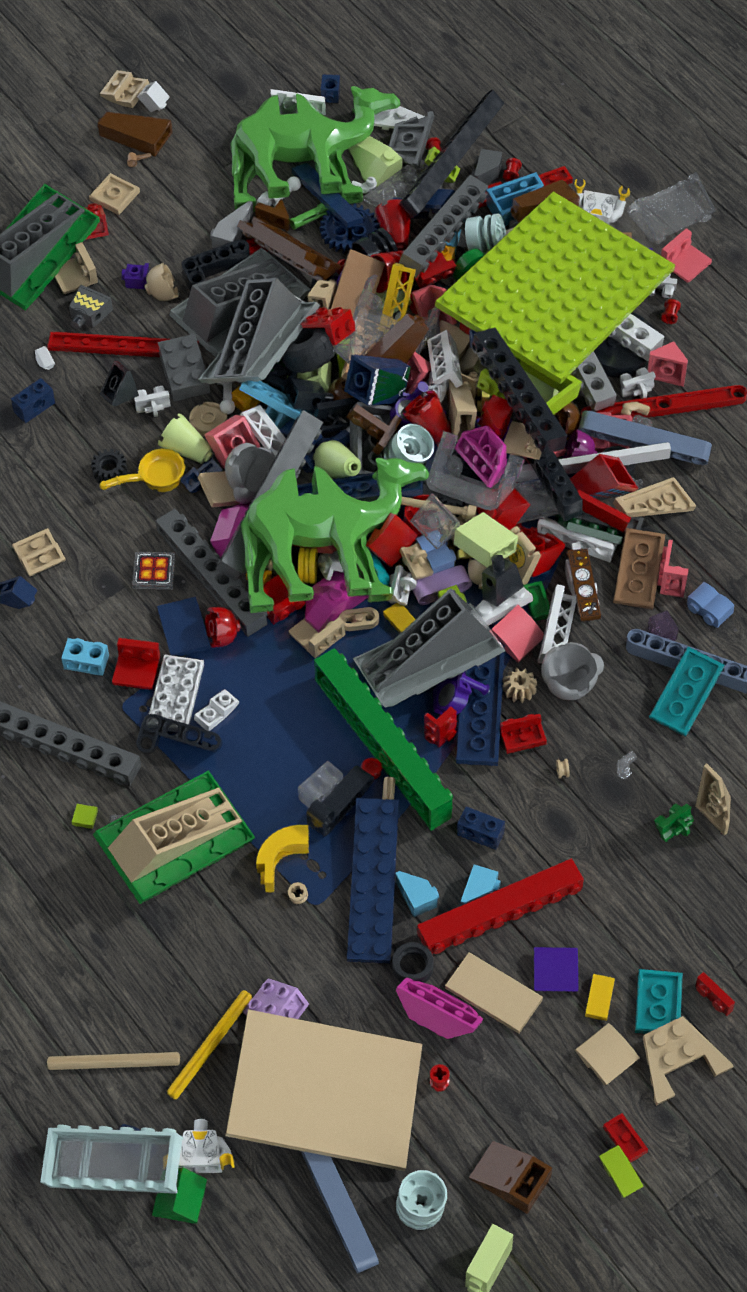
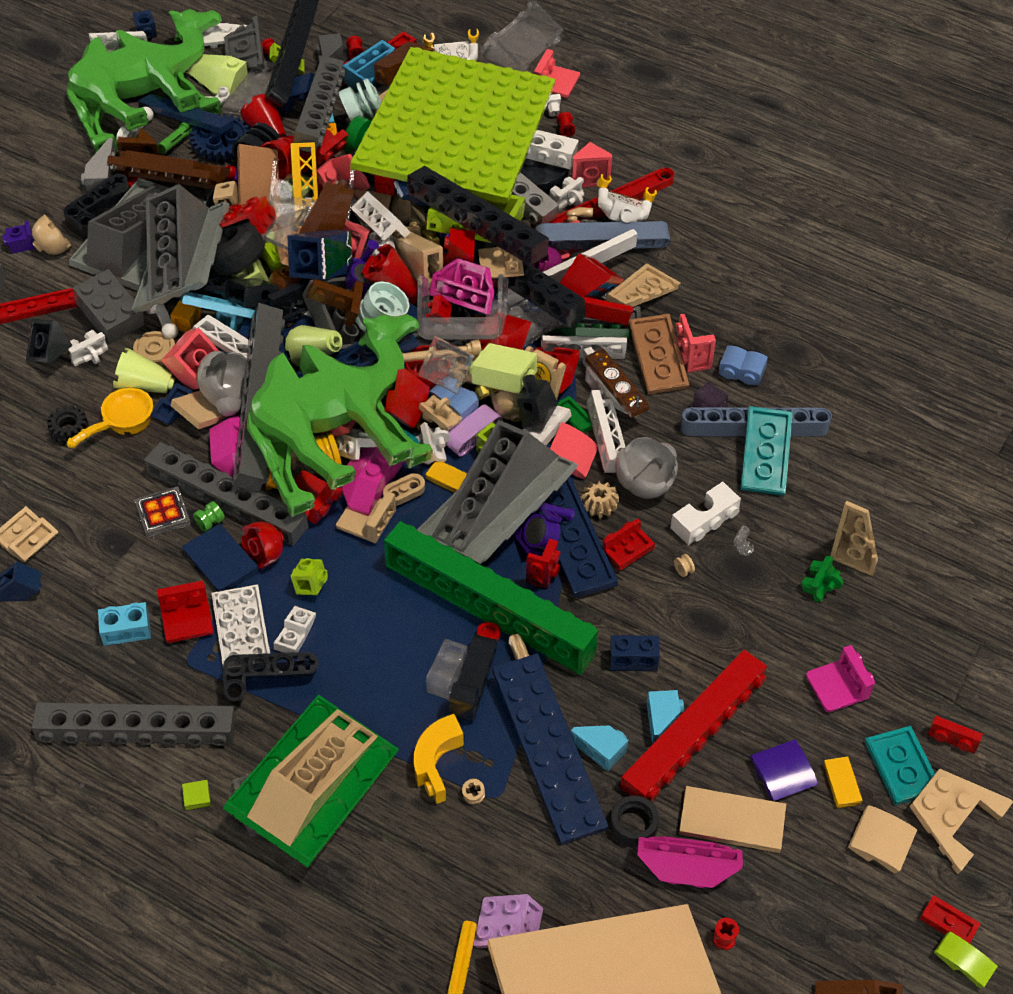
camera: 25 degrees left, 5 degrees down
(190, 587) = (209, 516): none -> bright green wheel
(245, 668) = (309, 576): none -> lime brick
(456, 466) = (439, 308): none -> red tile
(590, 736) = (694, 524): none -> white arch
(642, 915) = (841, 681): none -> dark pink bracket
(678, 416) = (622, 207): none -> torso

